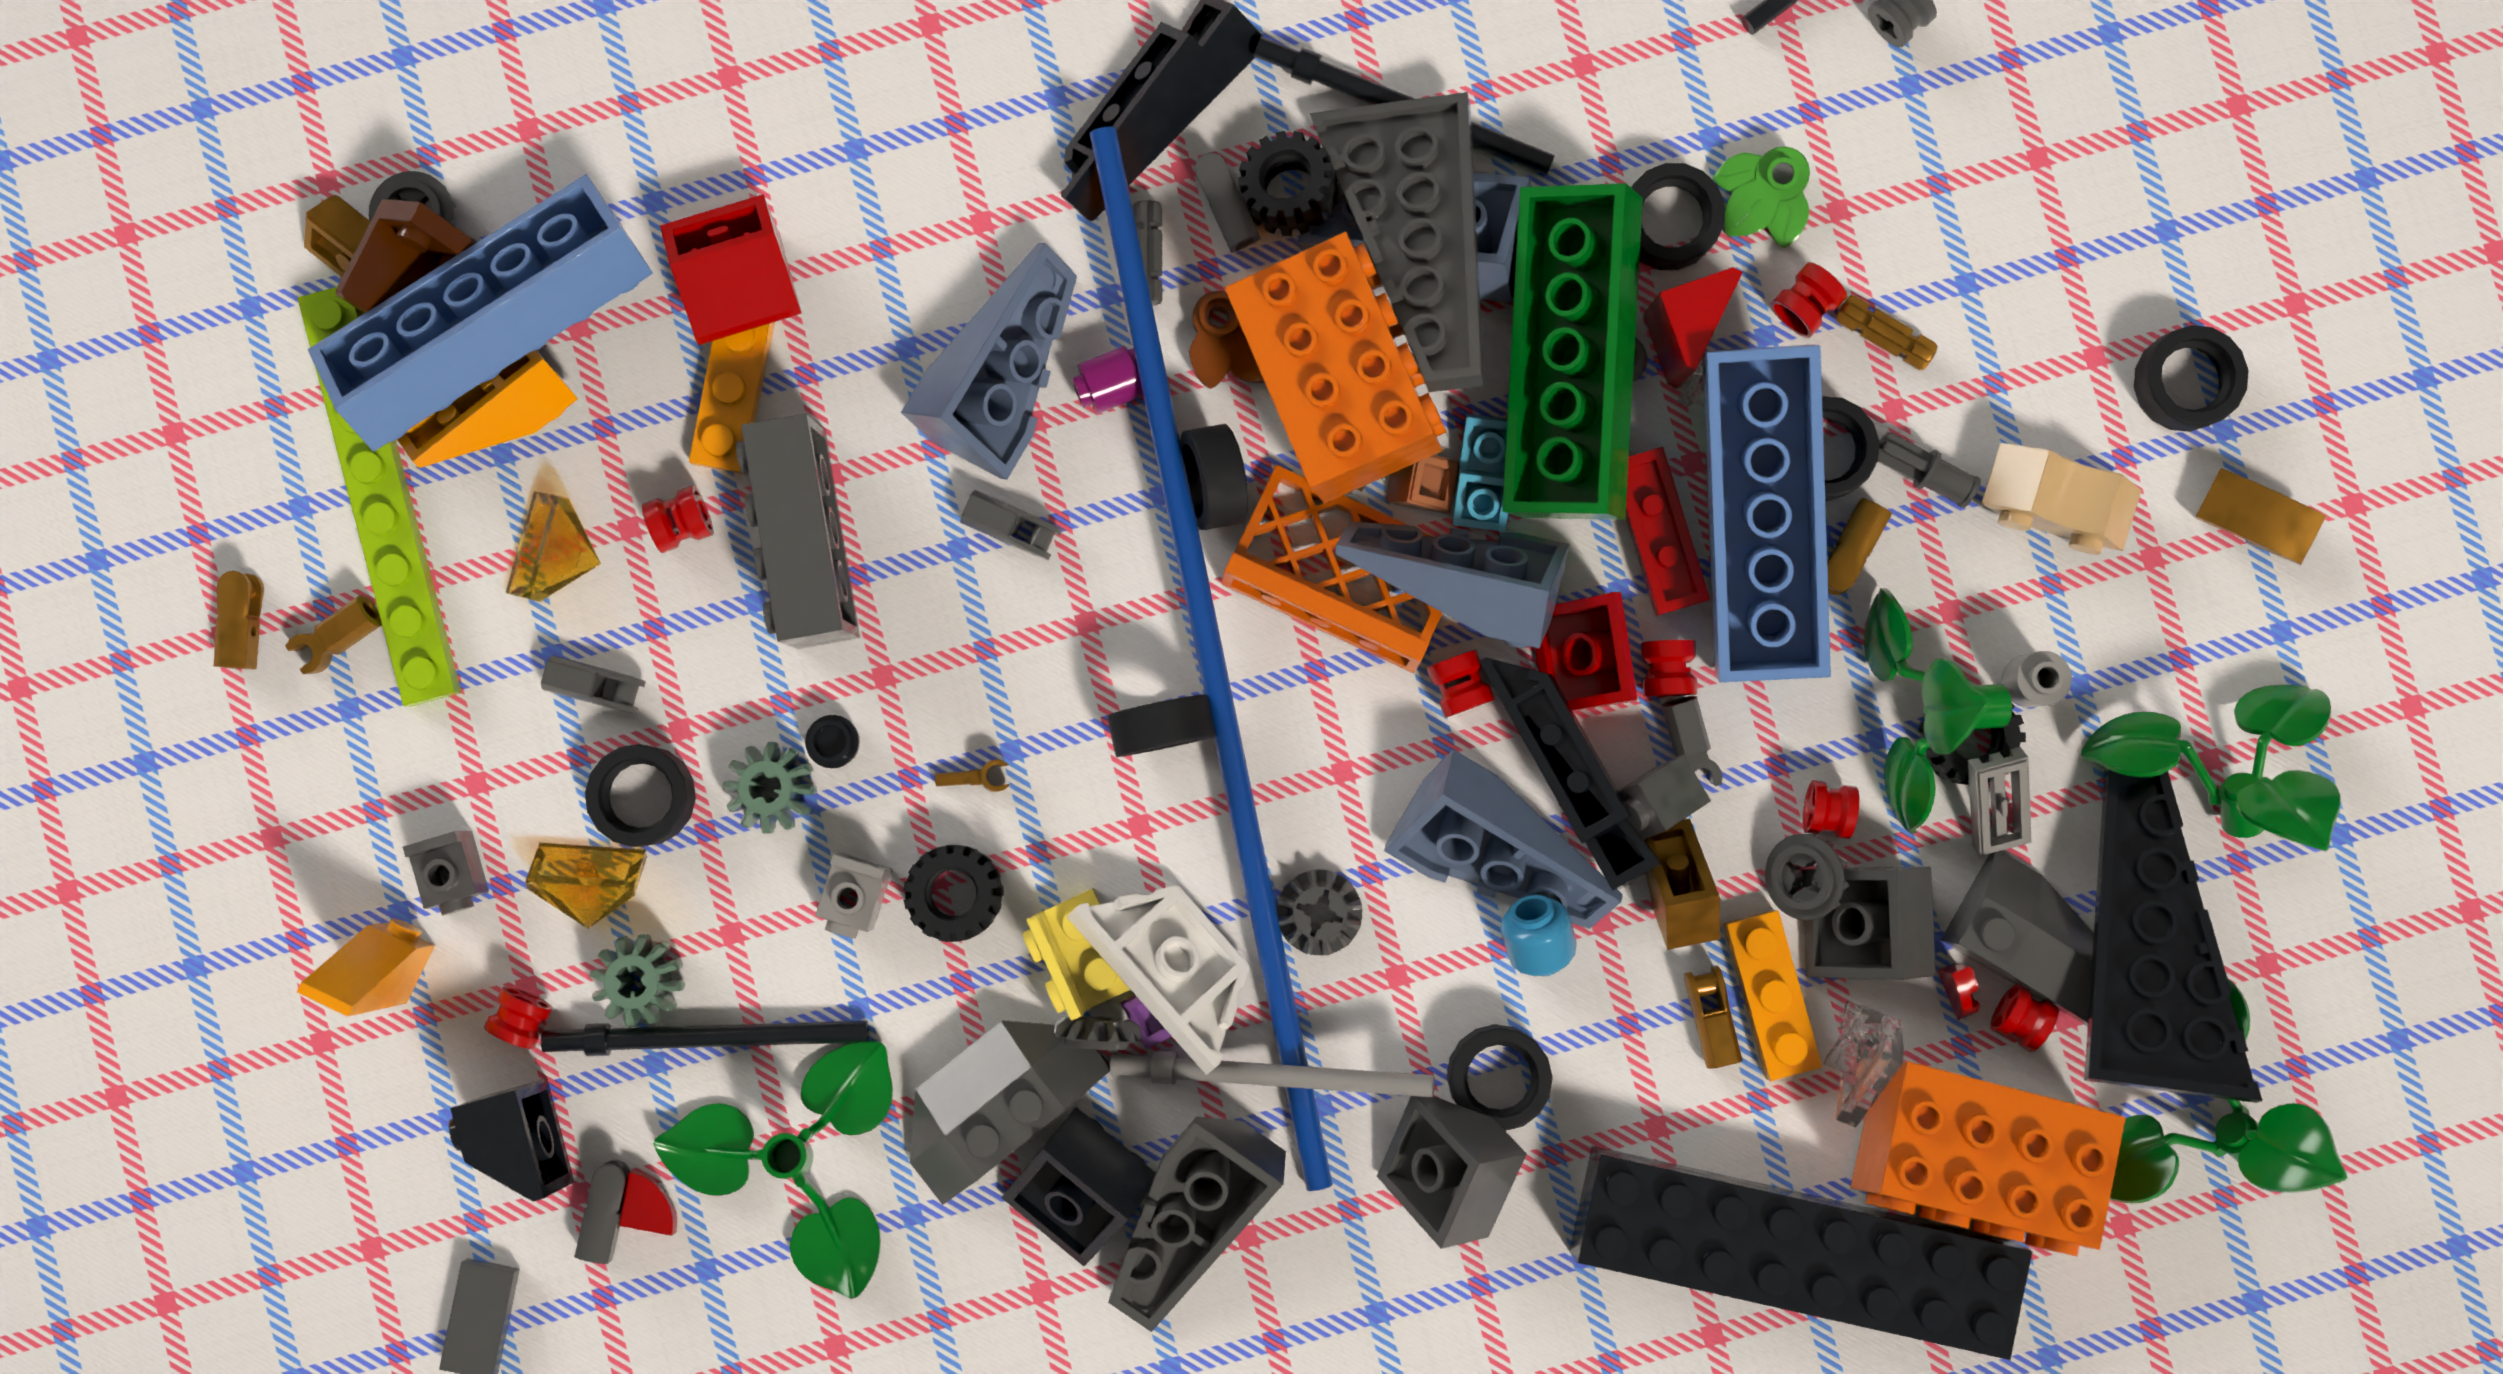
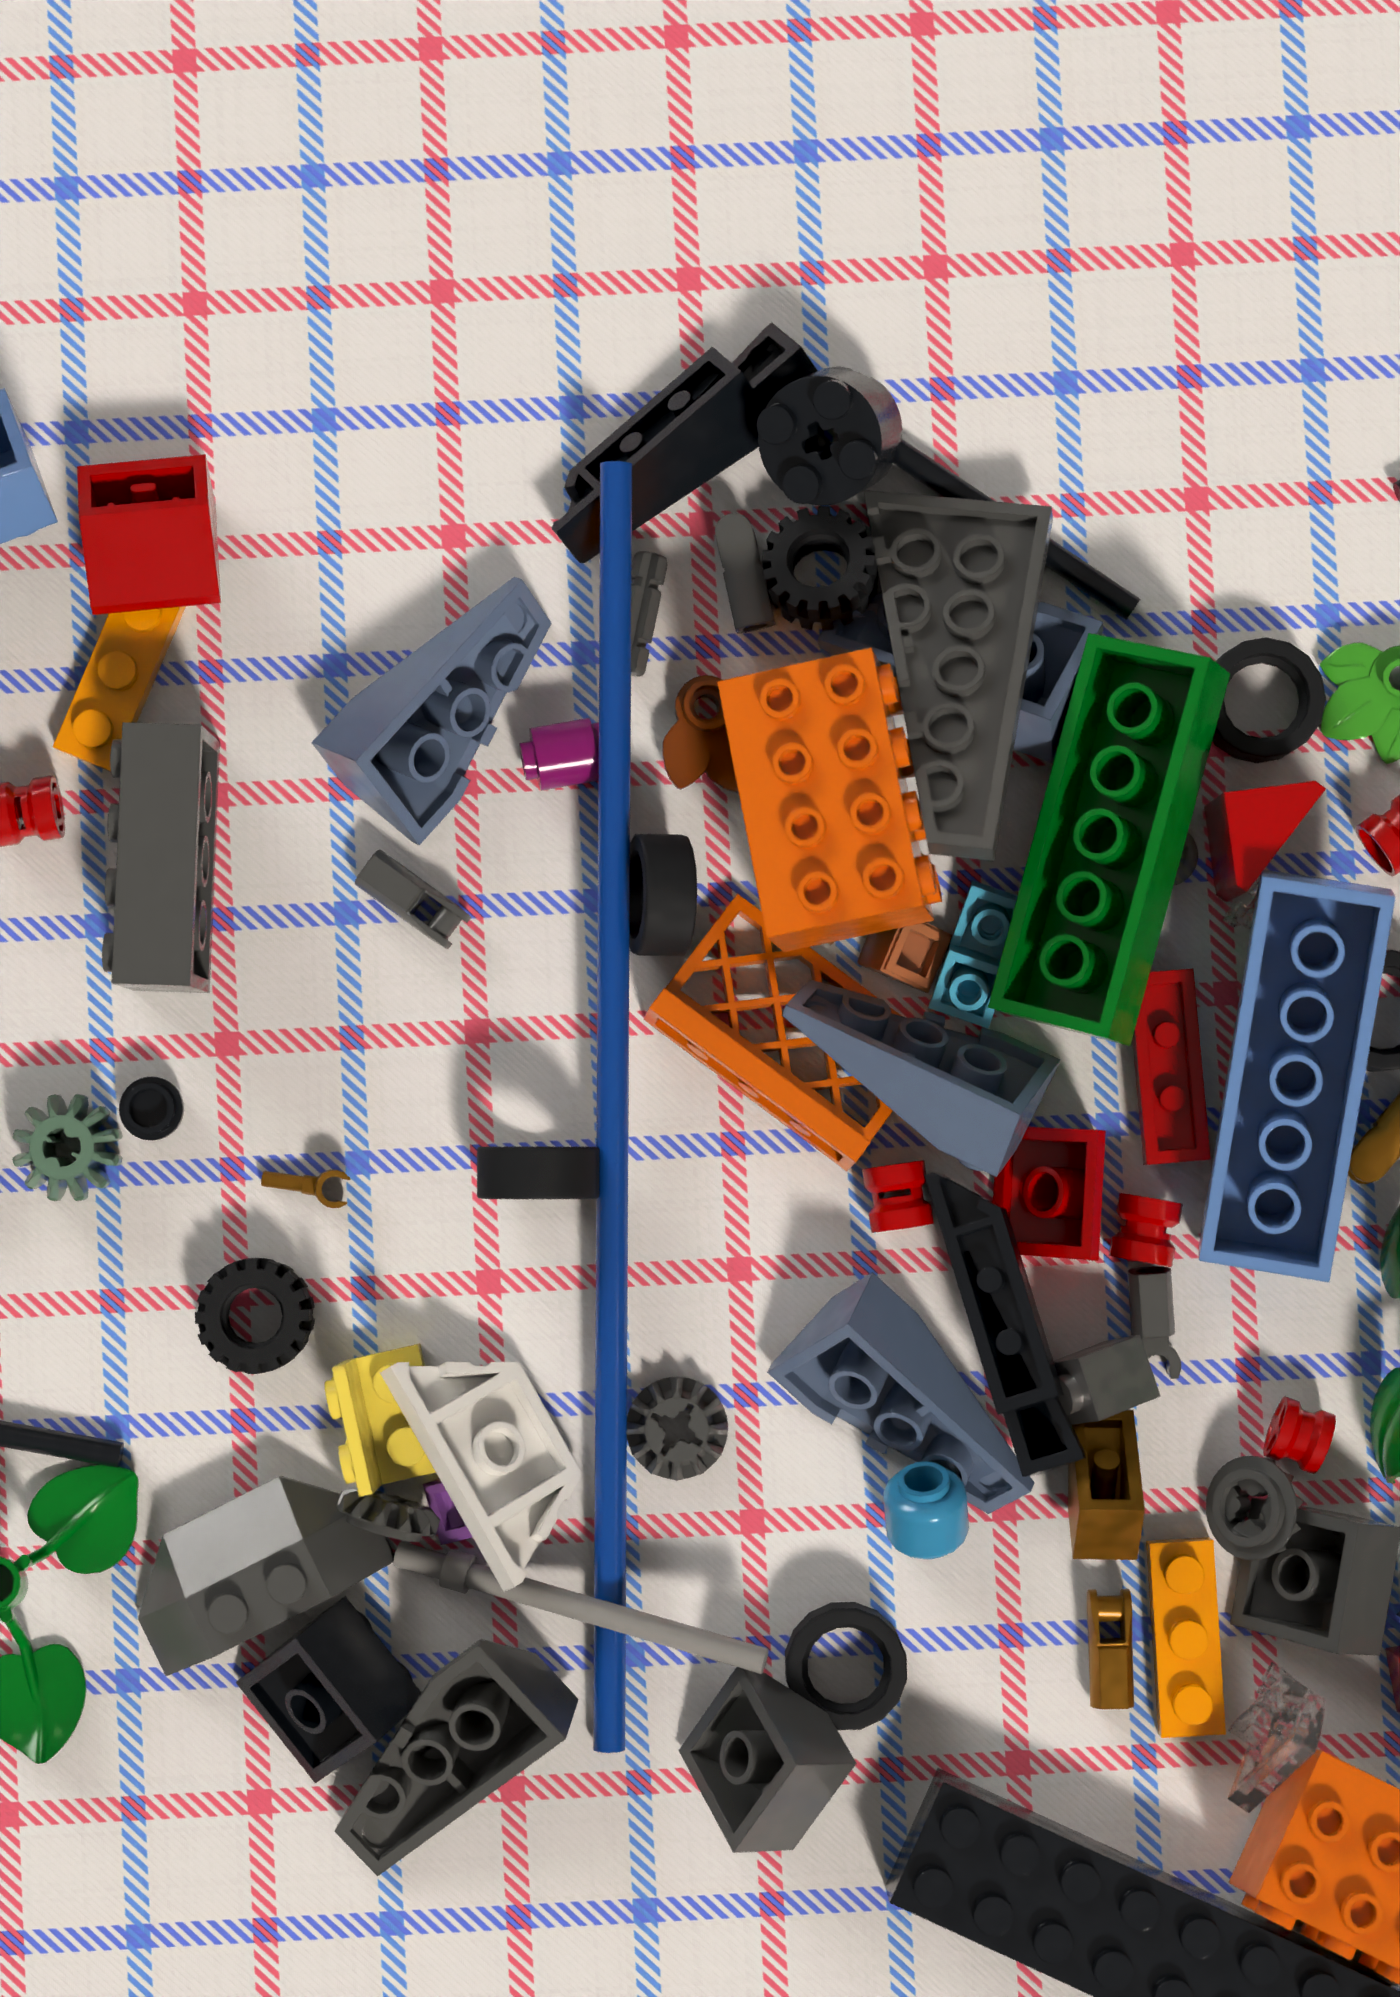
camera: 10 degrees right, 0 degrees up
(870, 884) = (159, 1282): light grey brick -> none
(1243, 67) = (795, 444): none -> black brick

